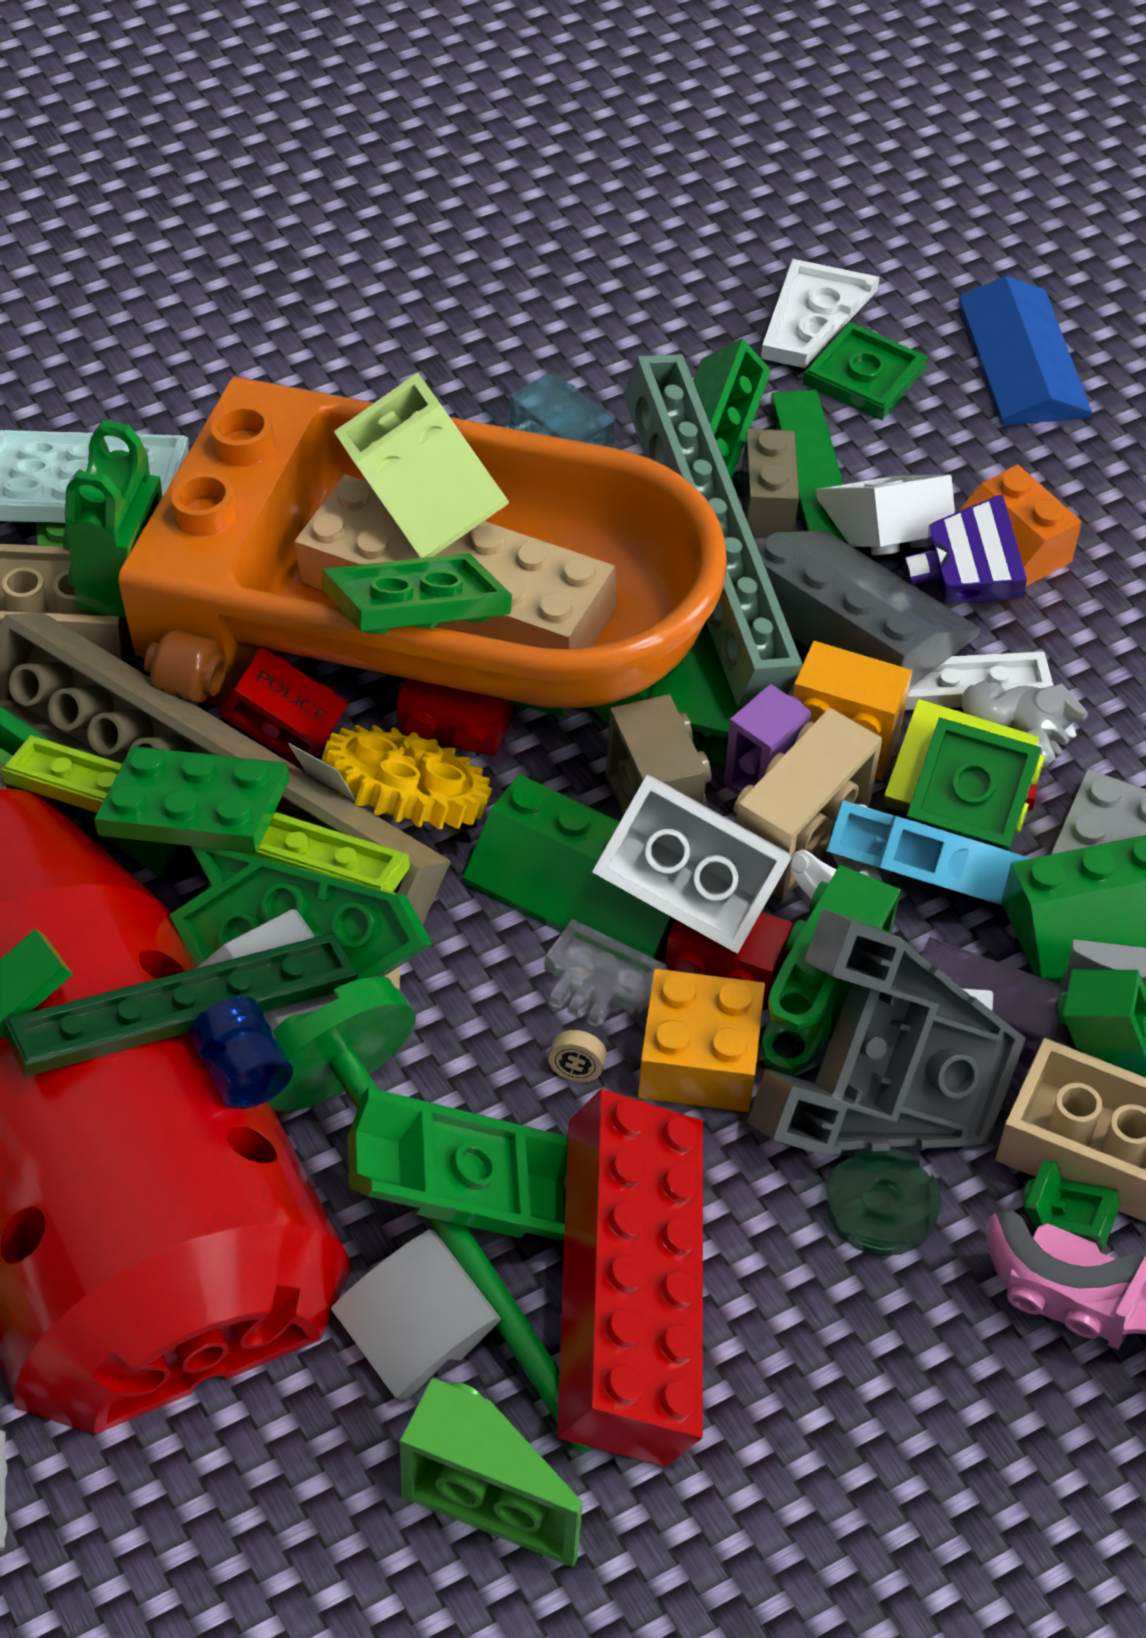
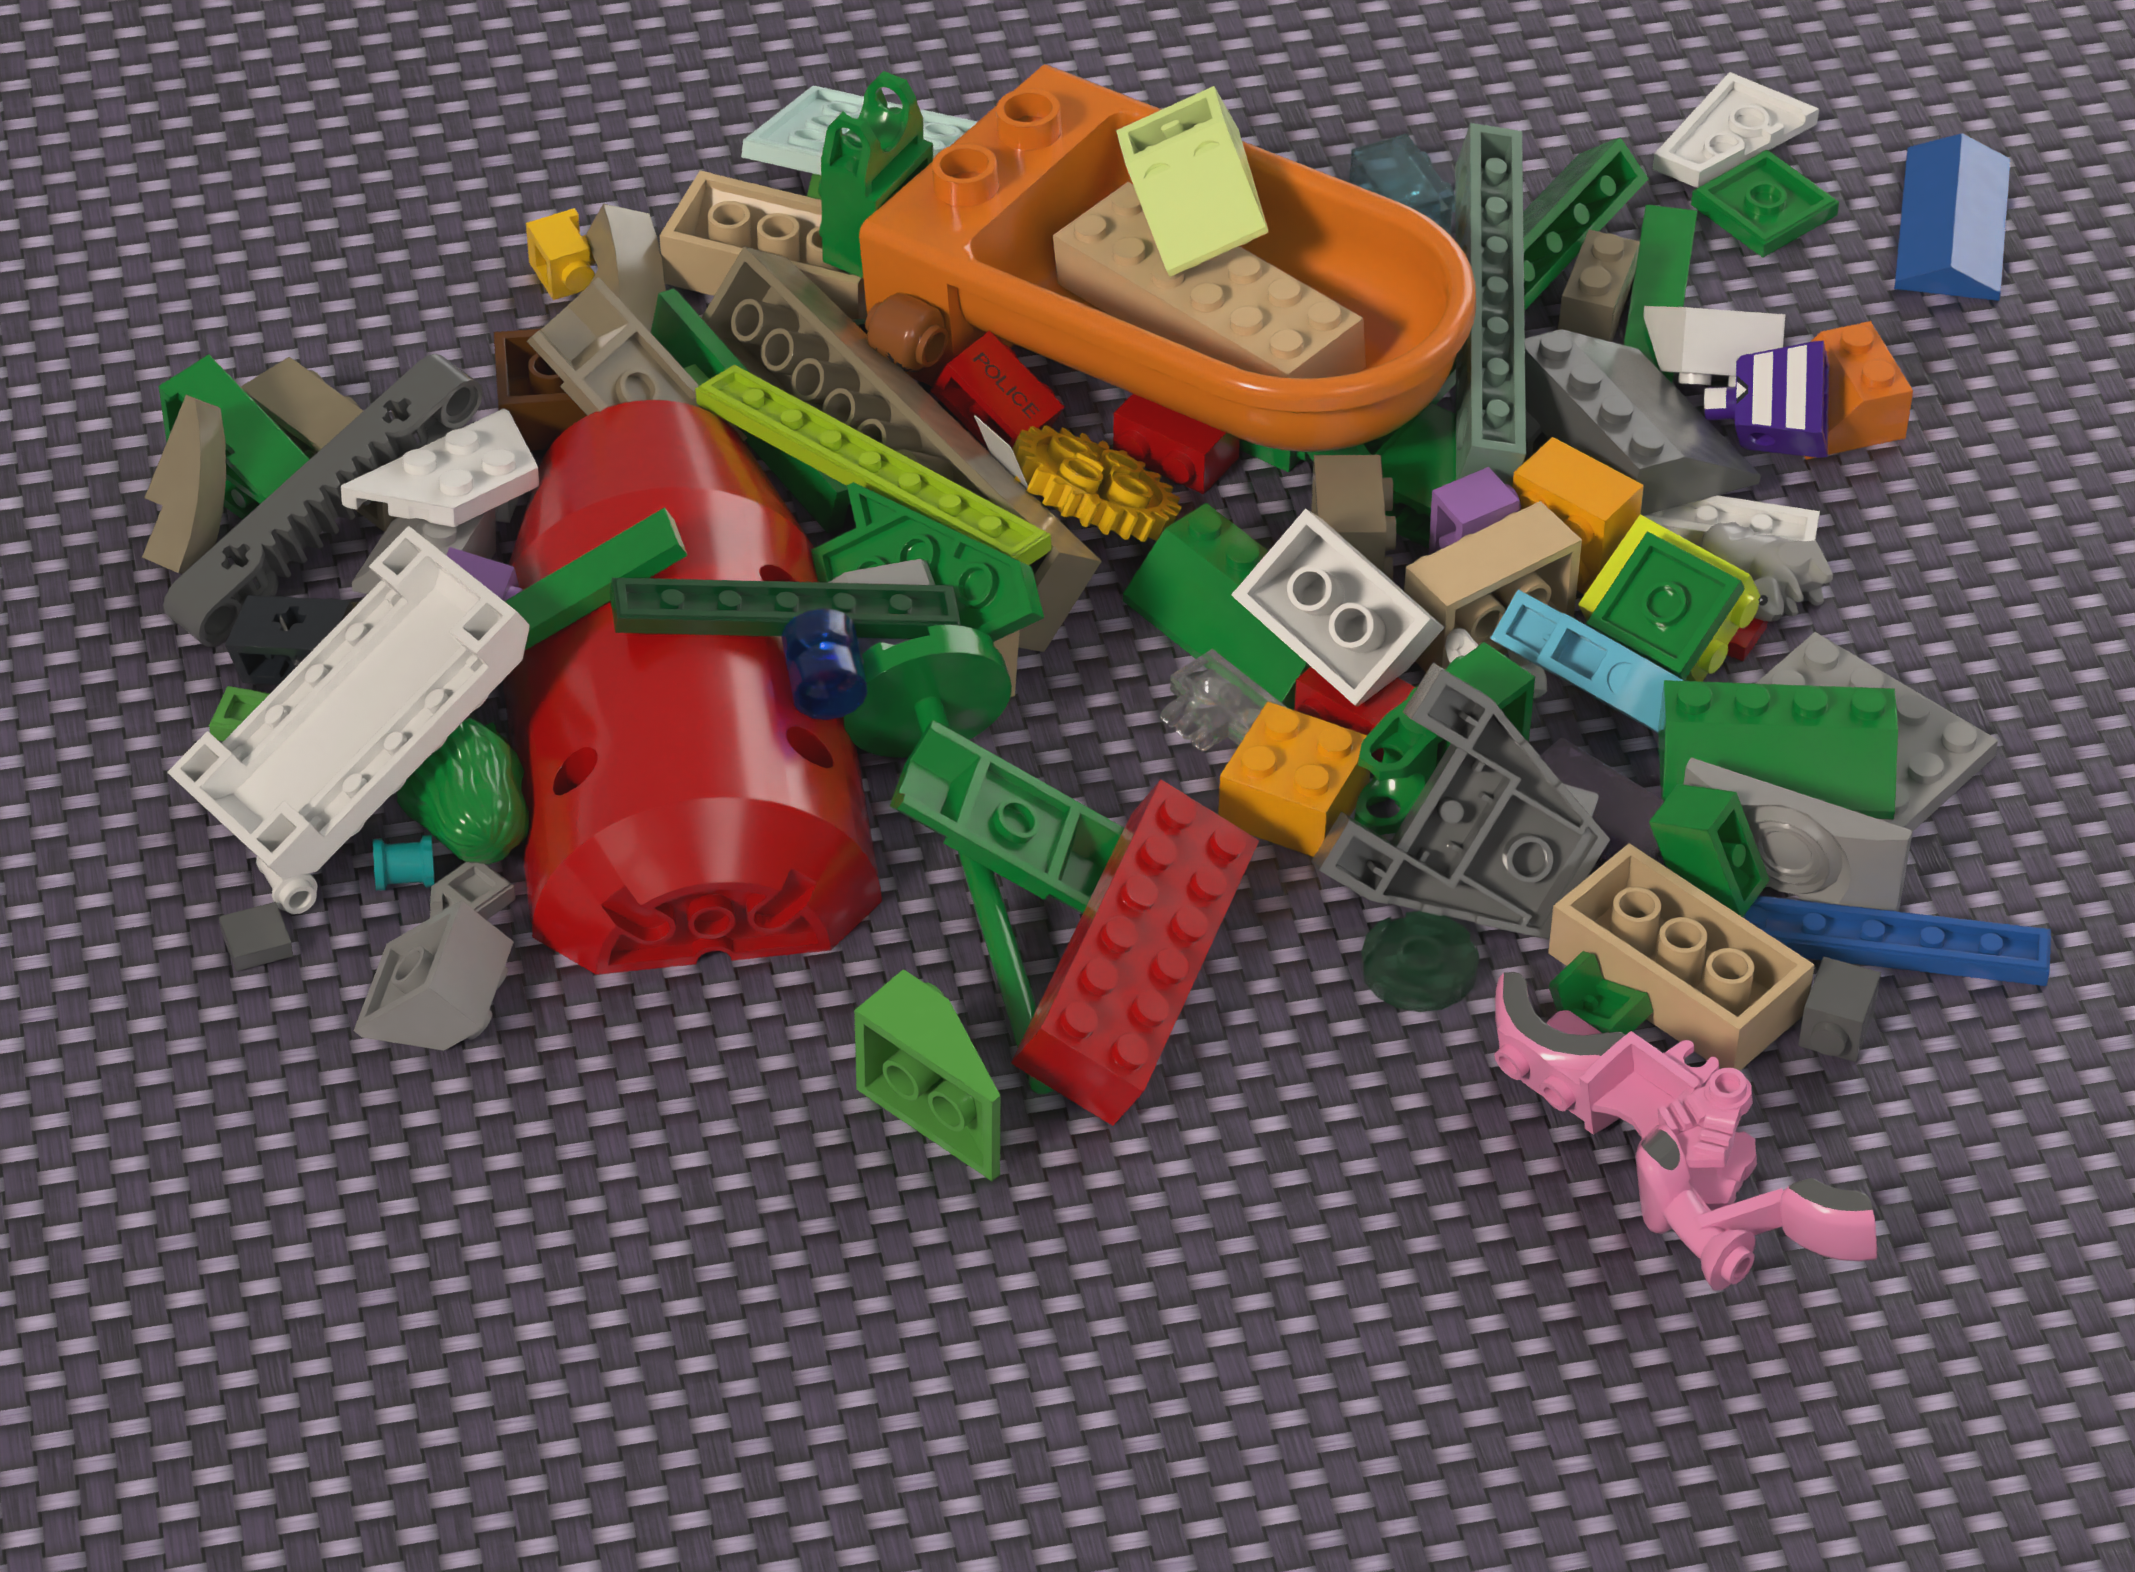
camera: 20 degrees right, 5 degrees down
(192, 799) = (863, 444): green plate -> none
(415, 1314) = (927, 931): light grey slope -> none
(416, 592) = (1141, 296): green plate -> none
(577, 1056) = (1168, 762): tan tile -> none

